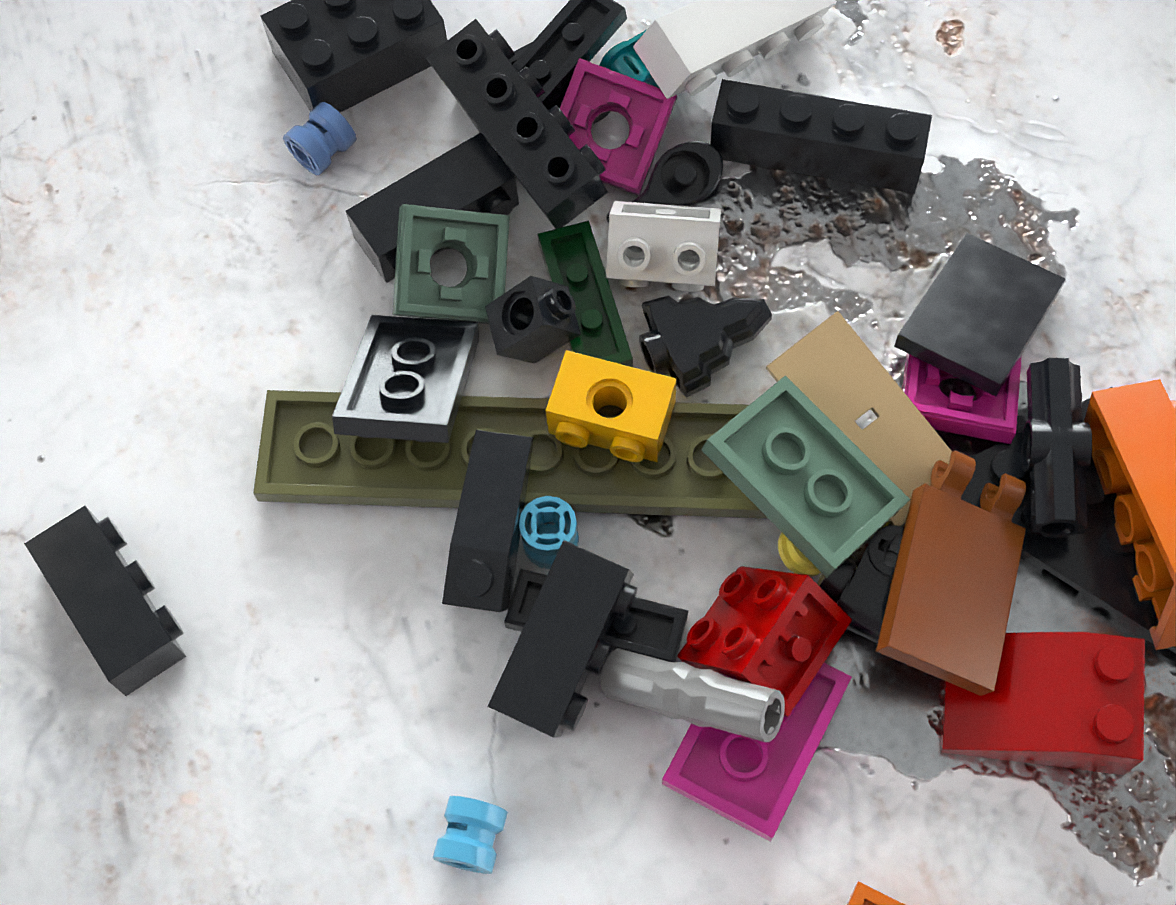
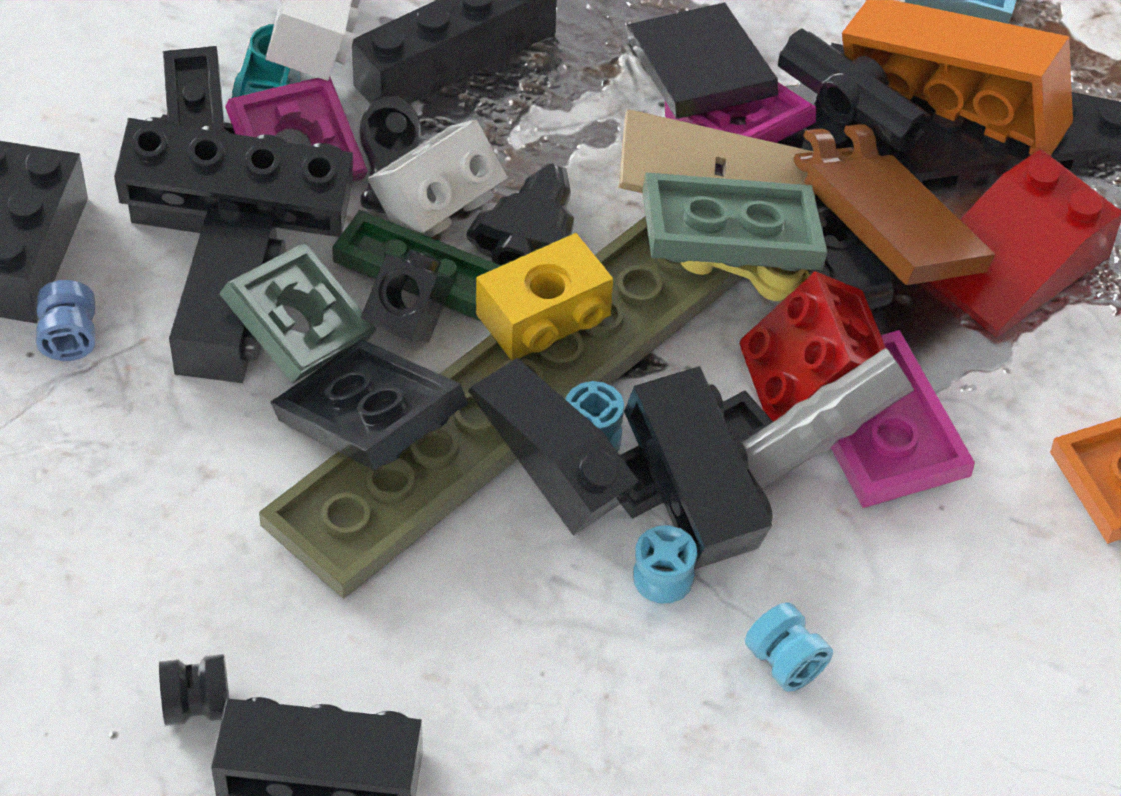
camera: 55 degrees left, 15 degrees down
(95, 477) = (193, 689): none -> black wheel
(468, 673) = (665, 548): none -> medium azure wheel

